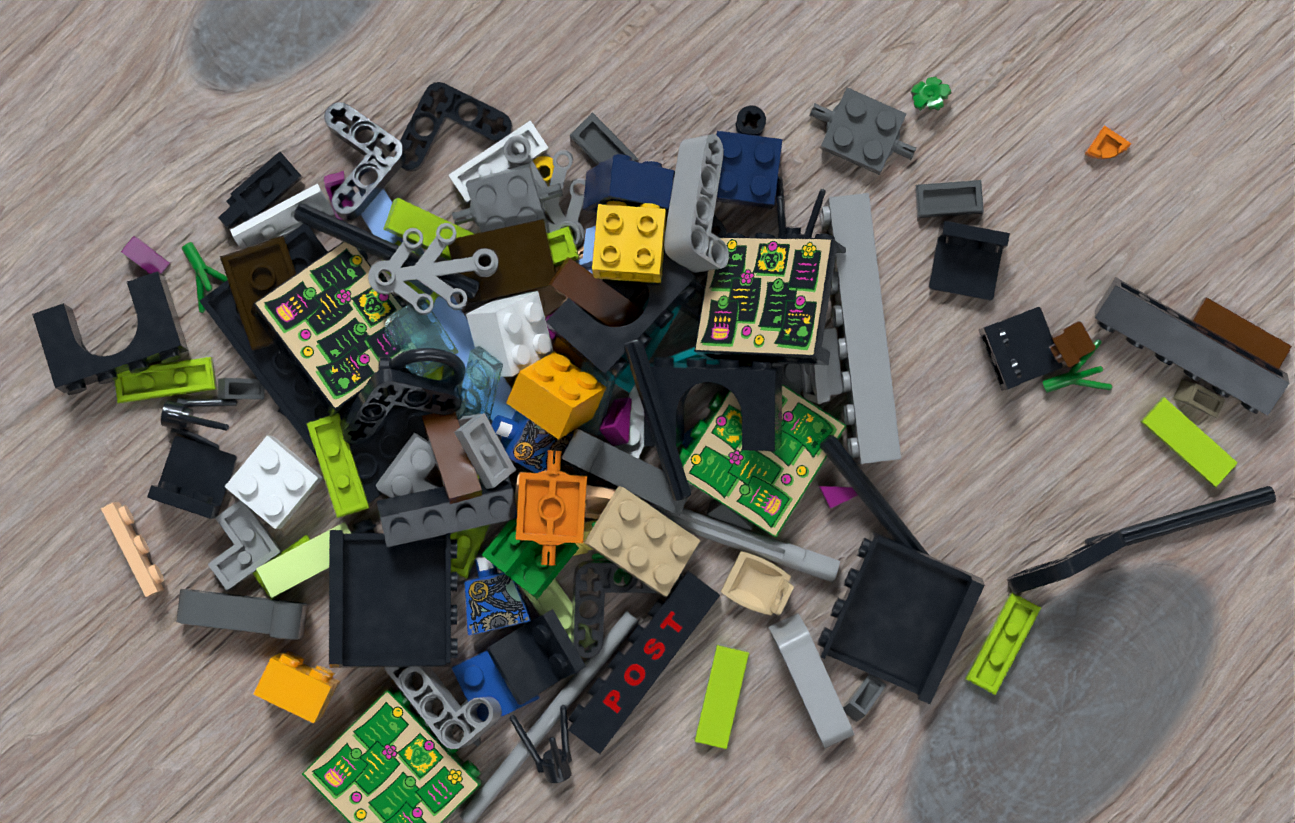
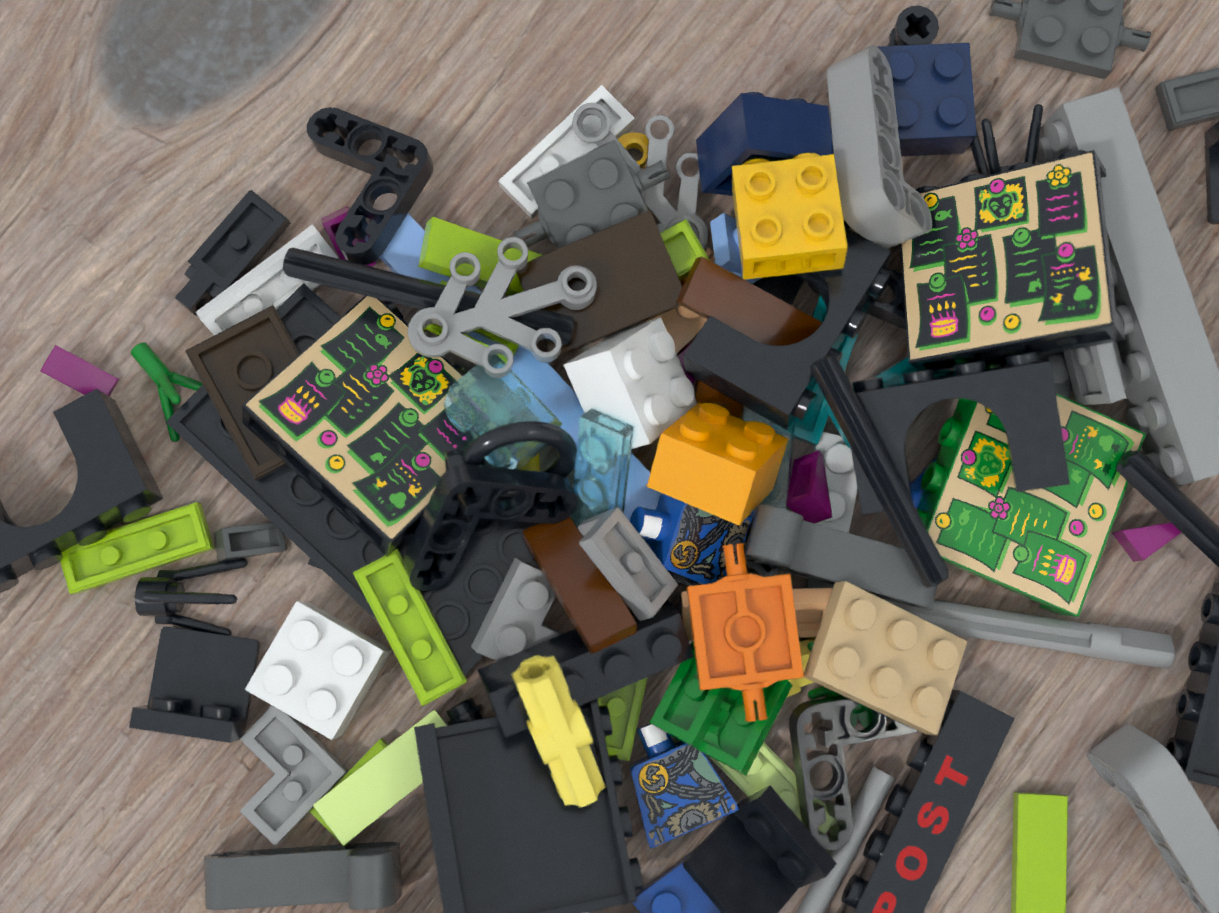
camera: 10 degrees left, 5 degrees down
(133, 548) = (124, 807): light nougat plate -> none
(420, 548) = (559, 730): none -> light yellow piece
(449, 111) = (485, 96): black beam -> none
(598, 140) = (696, 97): dark grey tile -> none
(723, 513) = (987, 594): dark grey piece -> none
(758, 584) = (1065, 693): tan piece -> none

